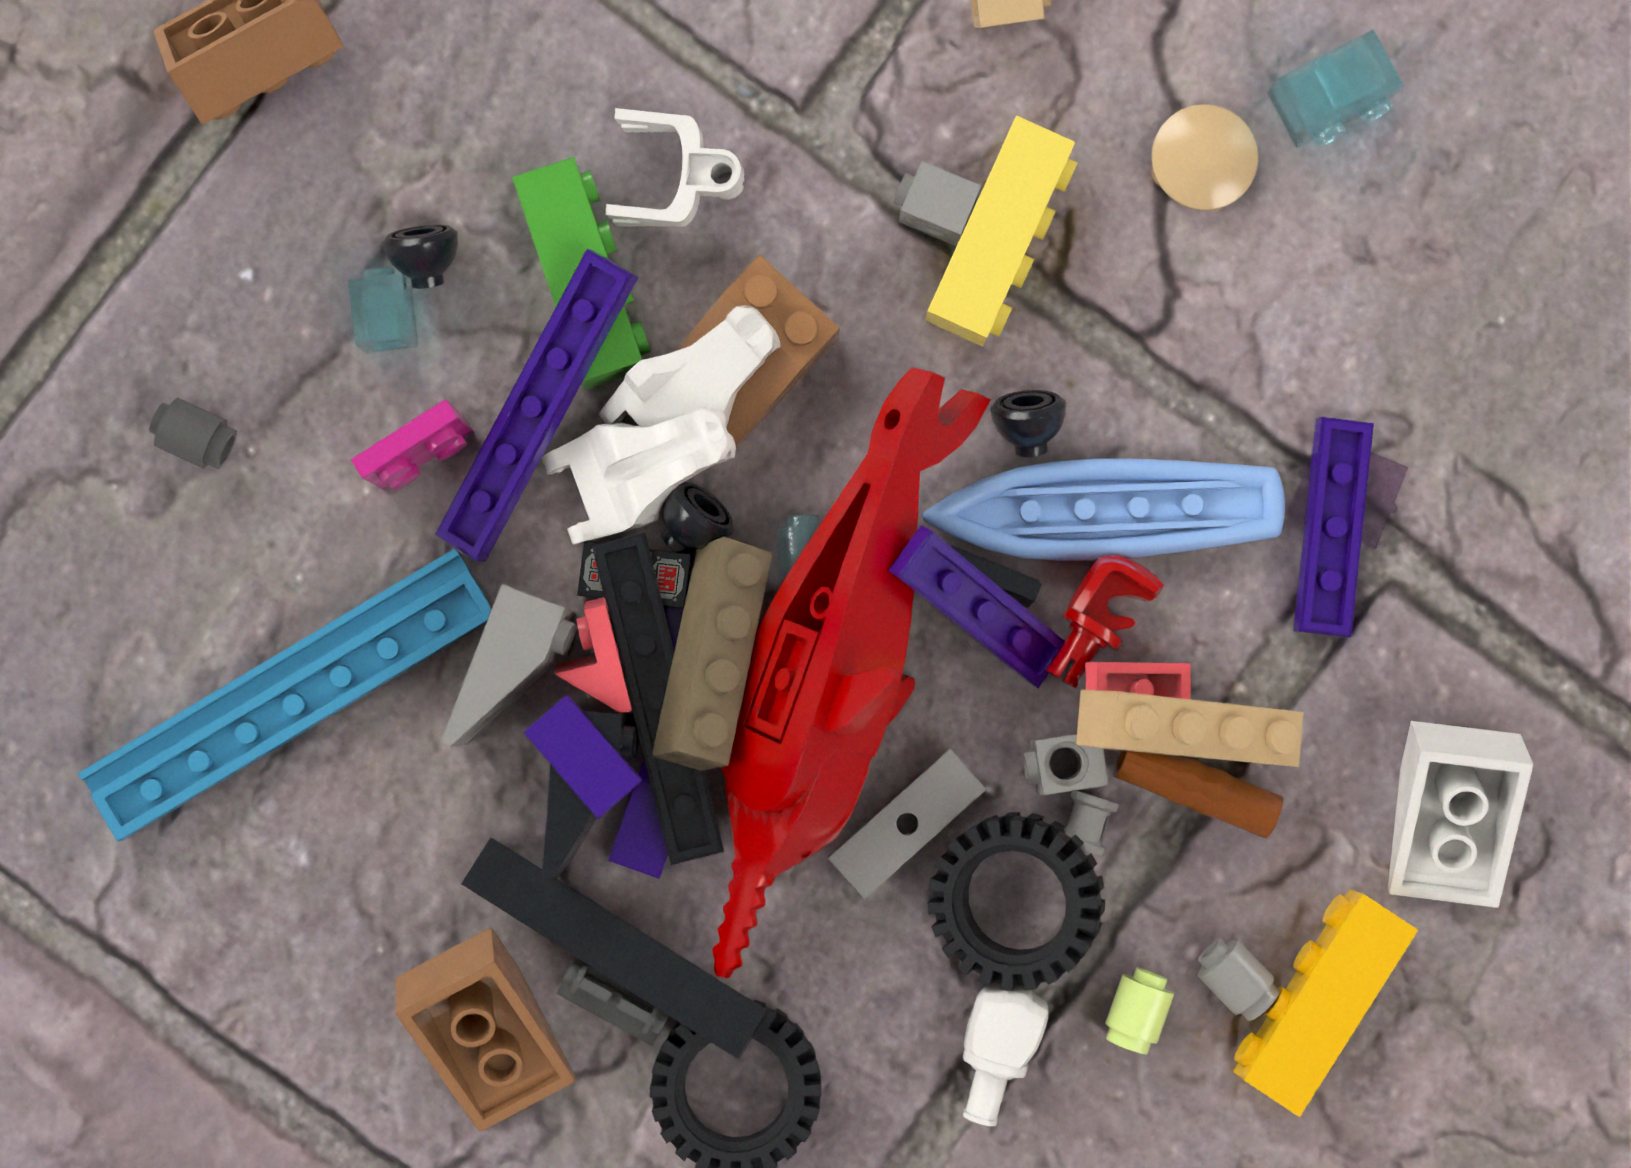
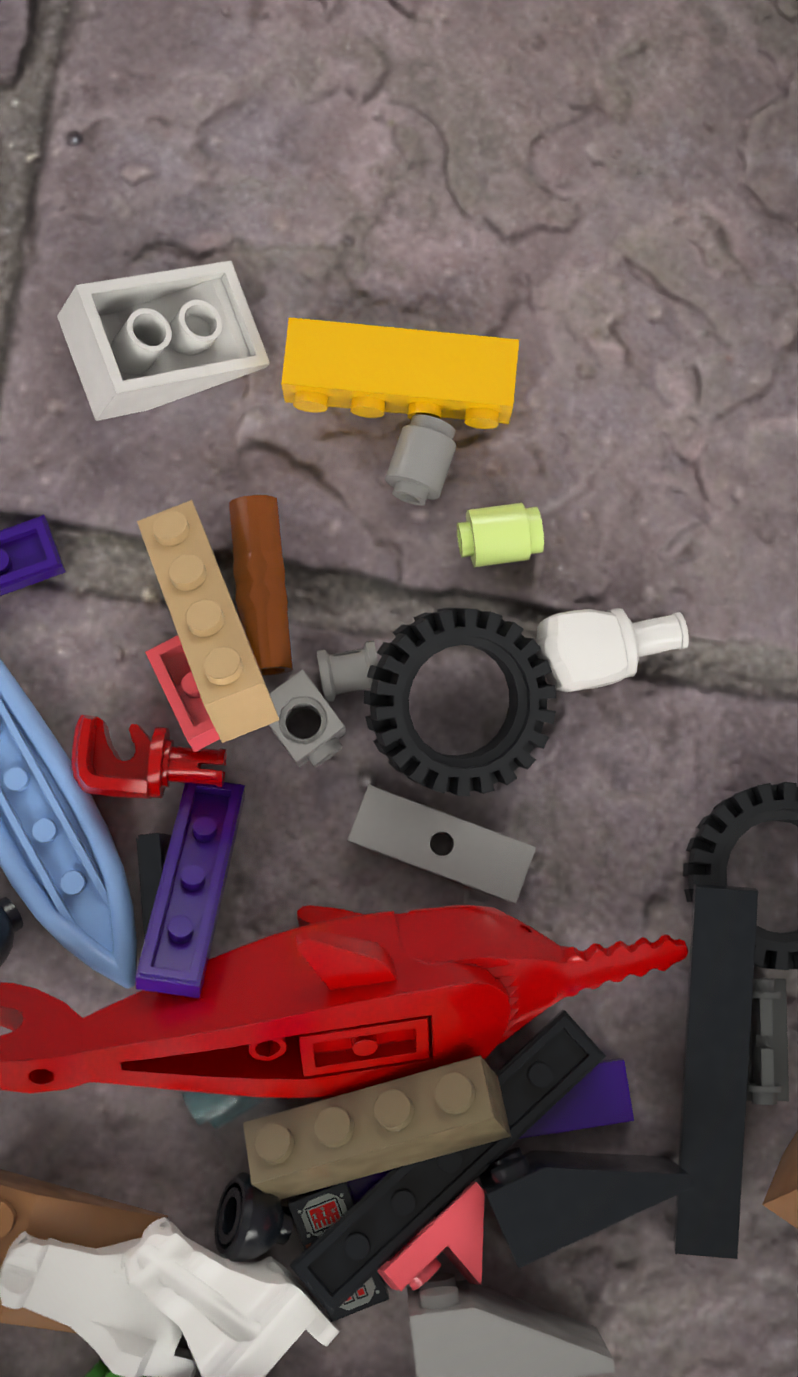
camera: 115 degrees left, 5 degrees down
(583, 756) = (550, 1213): dark purple tile -> none

